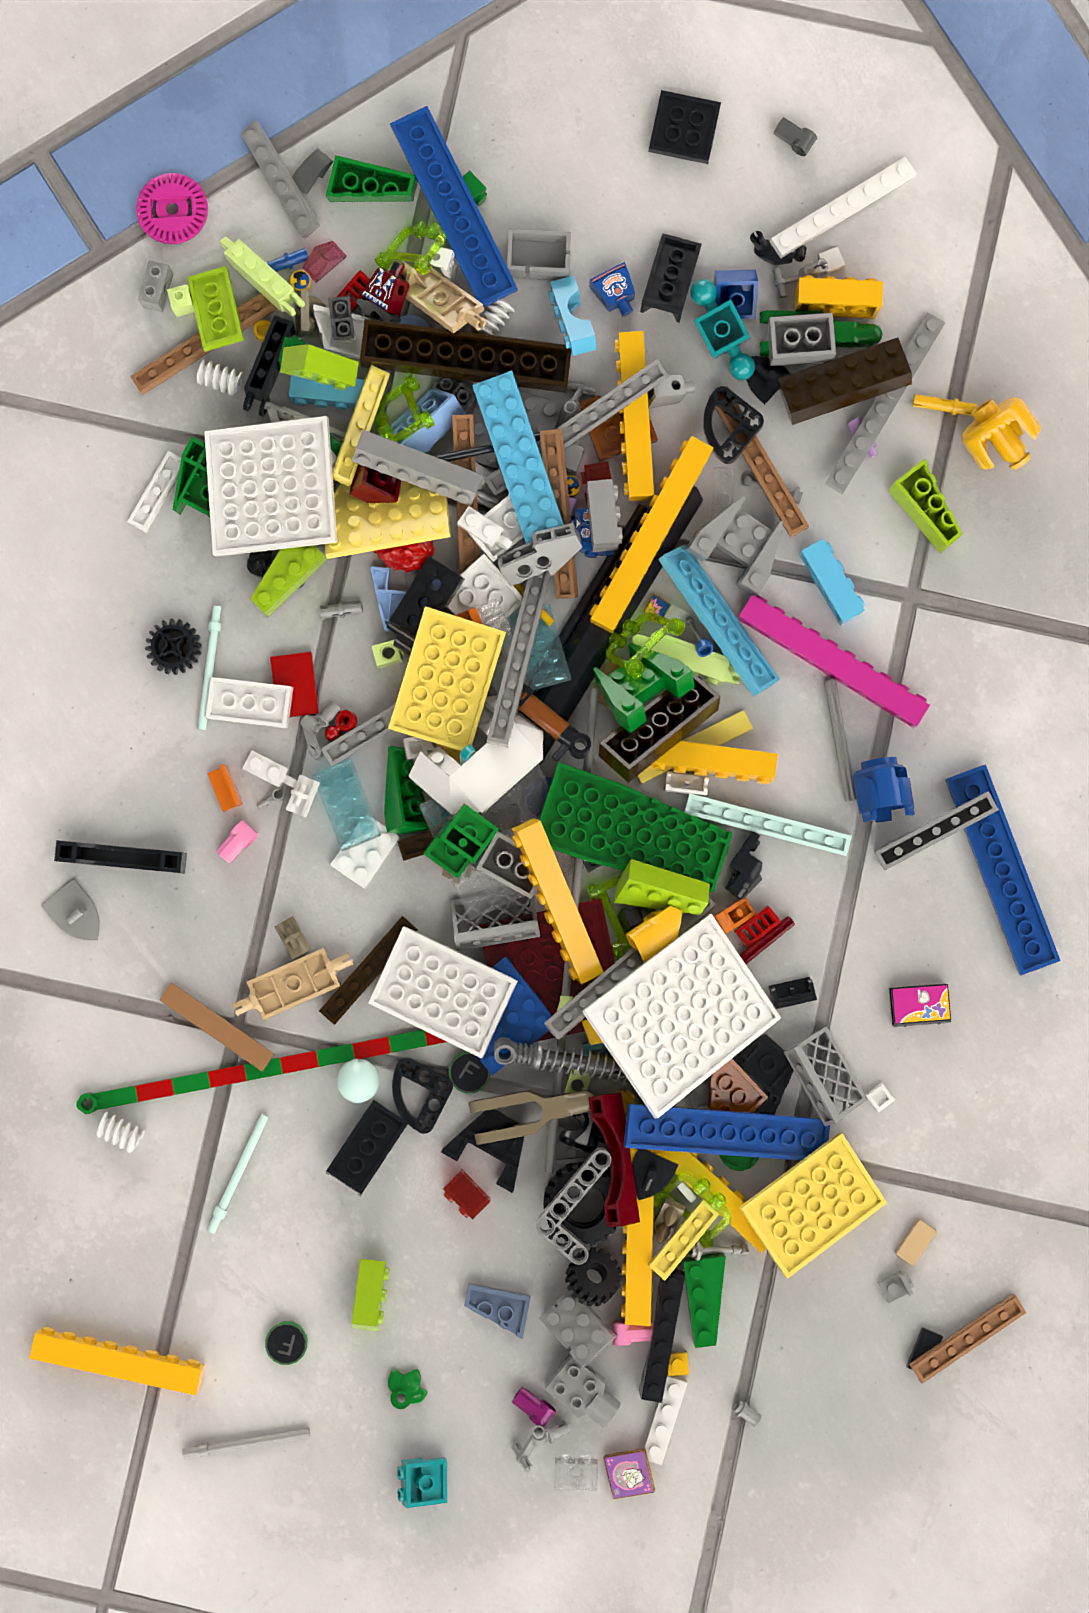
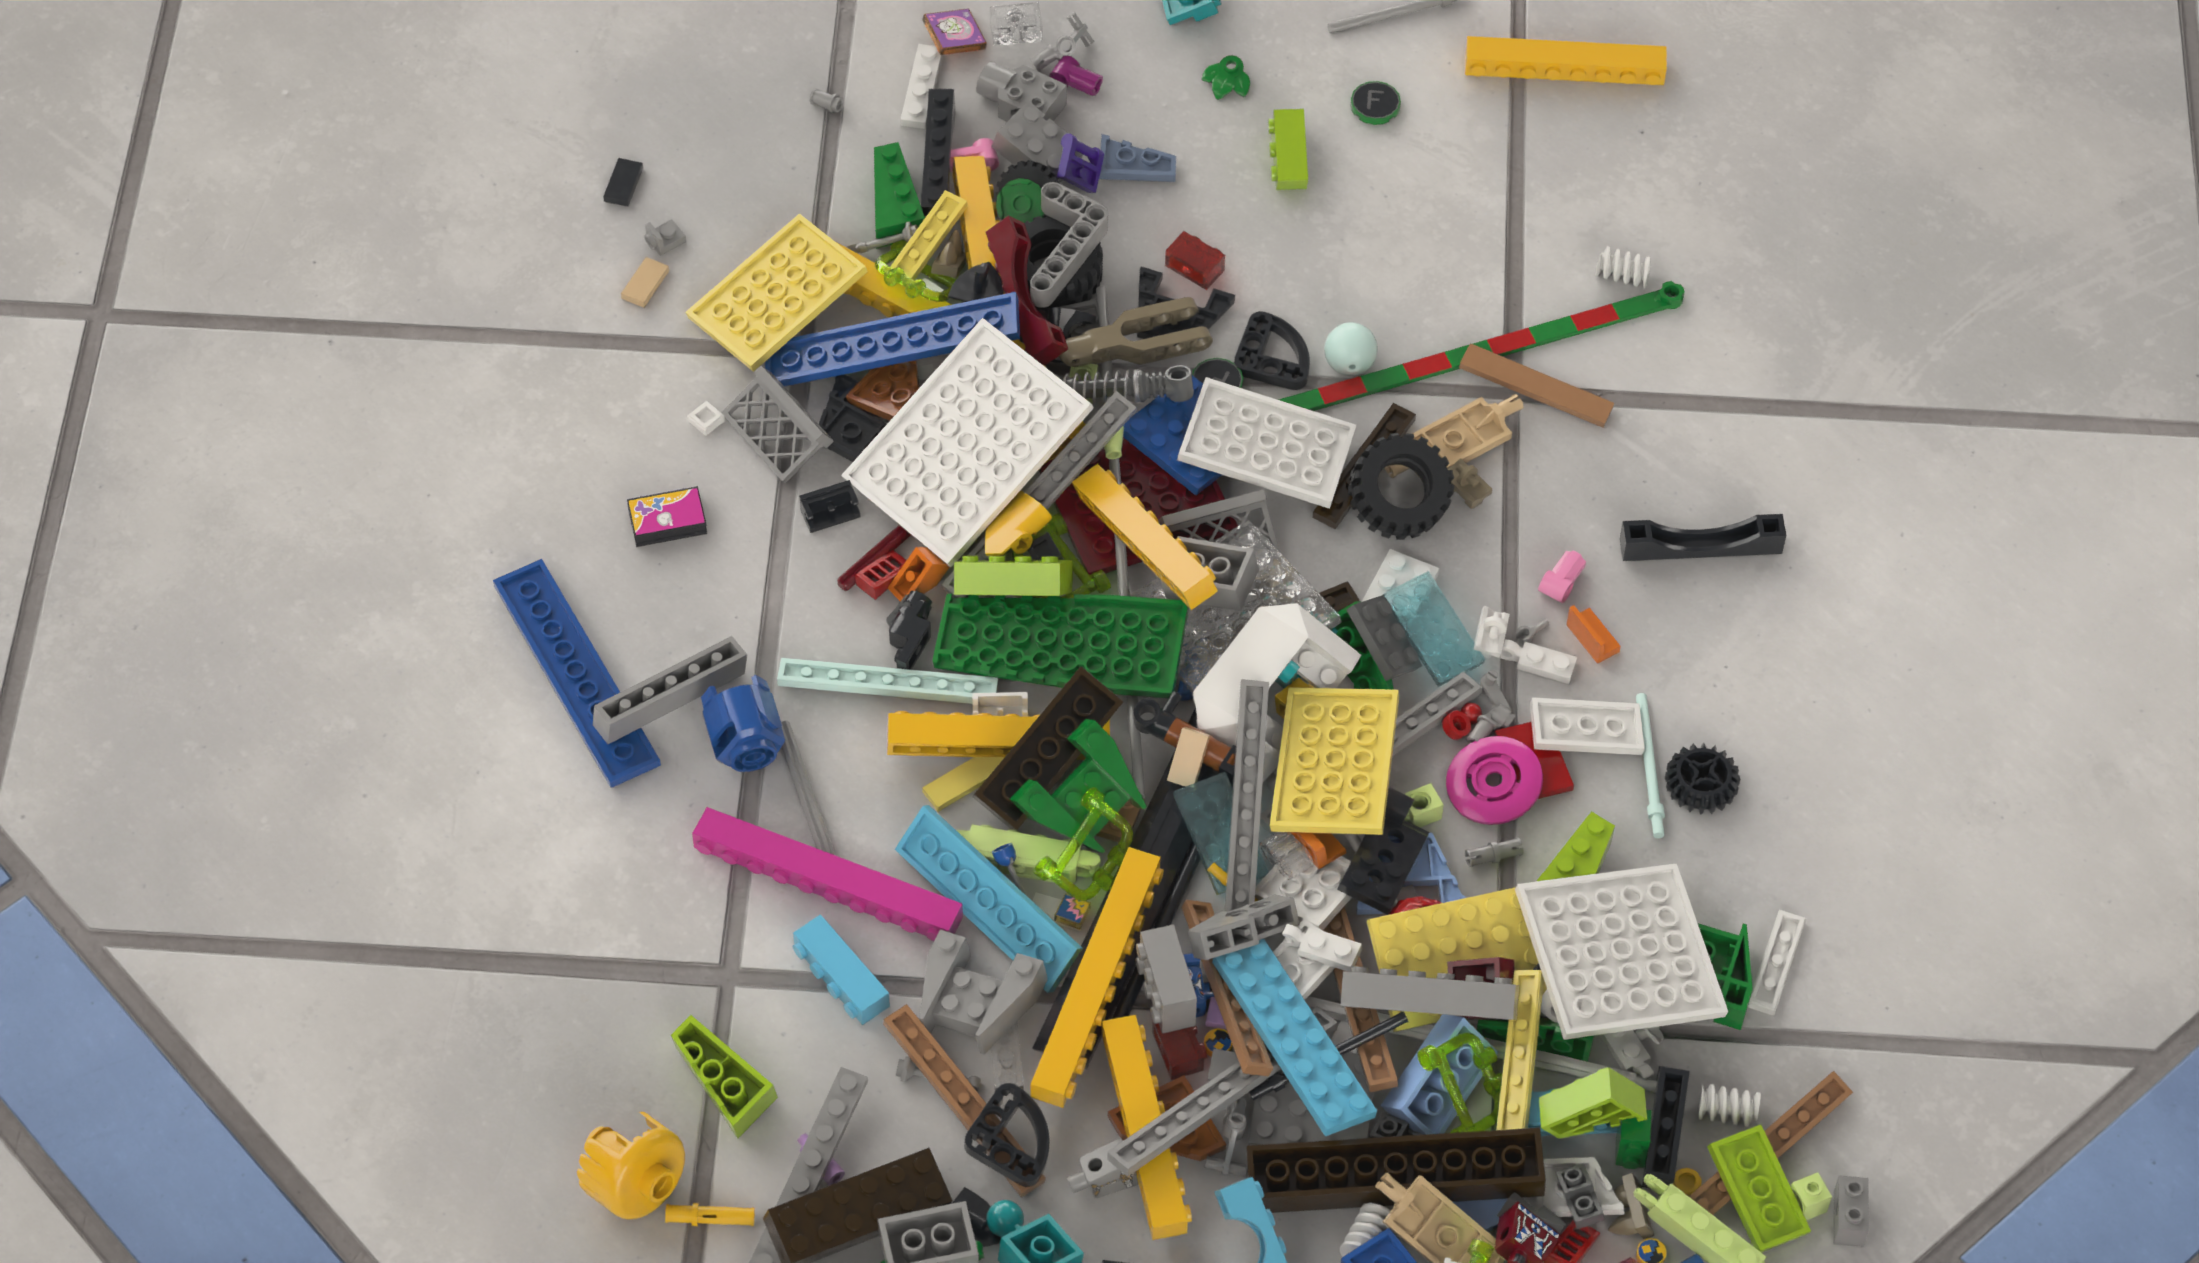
camera: 170 degrees right, 30 degrees down
(74, 912) = (1745, 483): light grey shield -> none
(220, 1210) = (1484, 213): light aqua bar -> none
(328, 688) = (1497, 803): none -> dark pink piece
(334, 909) = (1419, 458): none -> black tyre
(367, 1147) = (1324, 284): black plate -> none
(386, 795) = (1384, 637): none -> dark grey plate
(461, 841) = (1278, 576): green bracket -> none
(547, 1293) = (1076, 170): none -> dark purple plate
(555, 703) = (1188, 757): none -> tan tile
(597, 1266) = (1026, 197): none -> green tile
(678, 1364) = (913, 137): yellow plate -> none
(967, 1338) = (573, 197): medium nougat tile -> none

